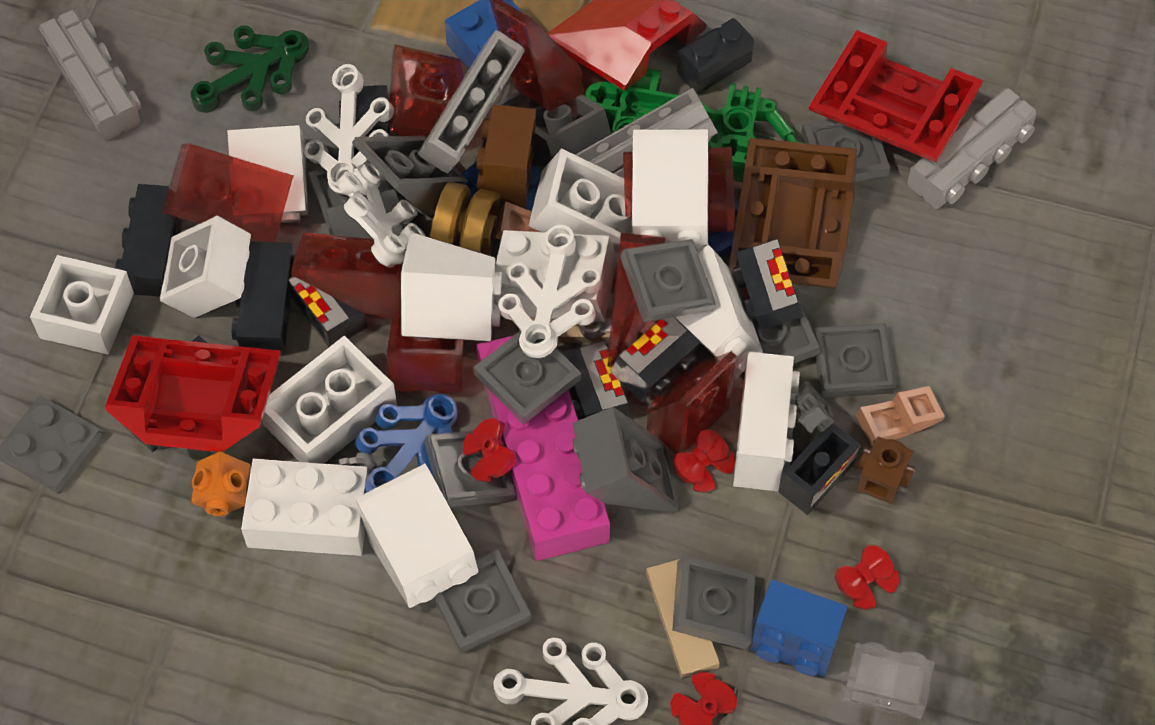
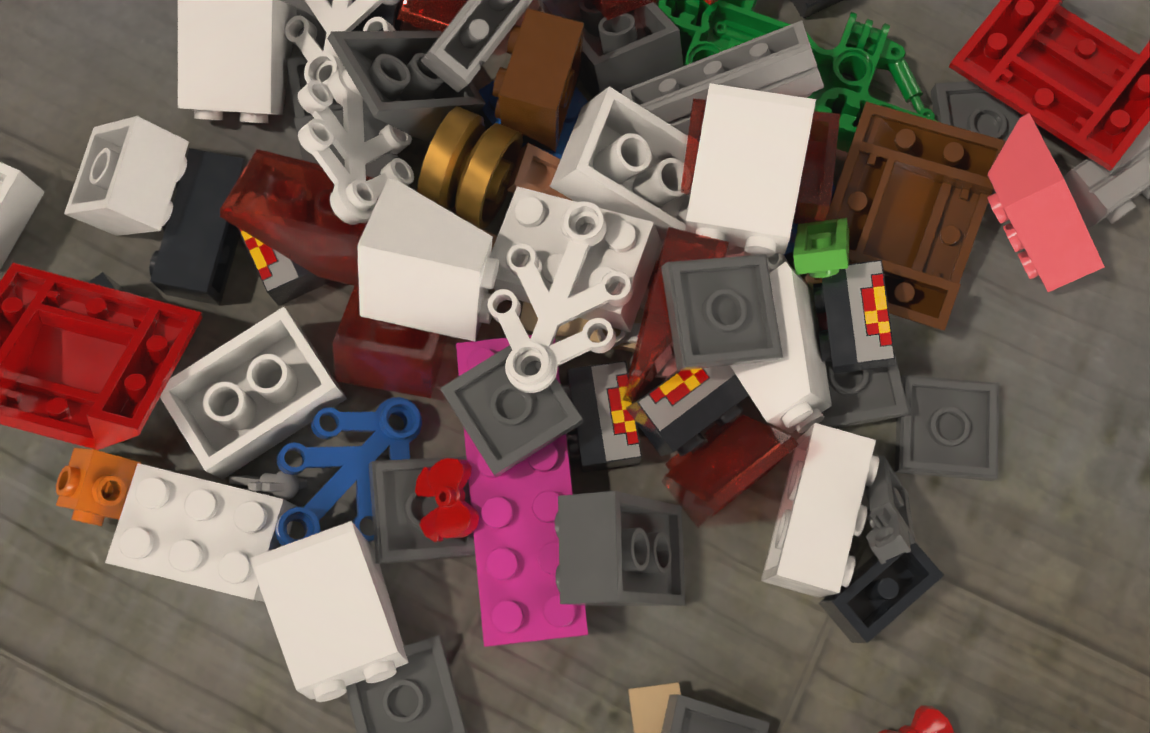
camera: 10 degrees right, 15 degrees up
(147, 240) = (81, 94): black brick -> none
(227, 187) = (165, 80): clear red slope -> none
(709, 450) = (738, 529): red piece -> none
(734, 238) = (821, 248): none -> bright green plate
(885, 469) = (969, 602): reddish brown brick -> none
(889, 195) = (1040, 210): none -> coral slope
(902, 416) = (997, 519): nougat slope -> none

